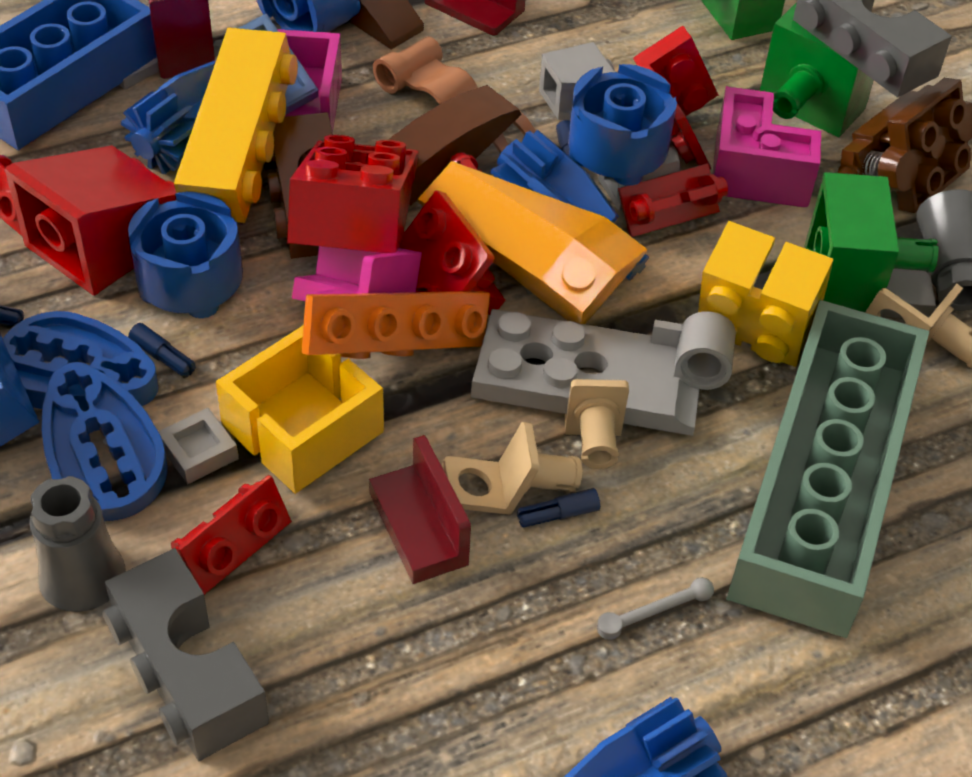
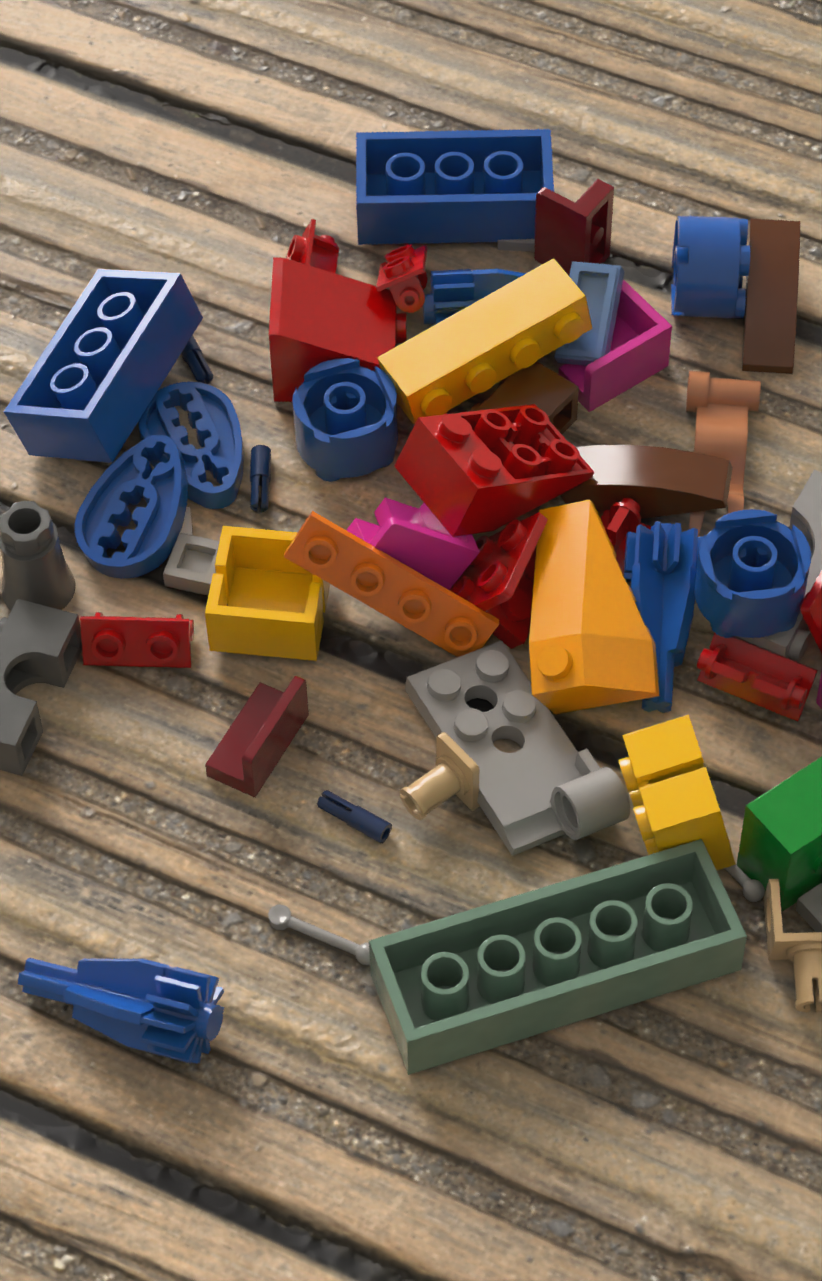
camera: 55 degrees right, 5 degrees up
(103, 127) = (405, 276): none -> red hinge
(514, 474) = (349, 765): tan bracket -> none

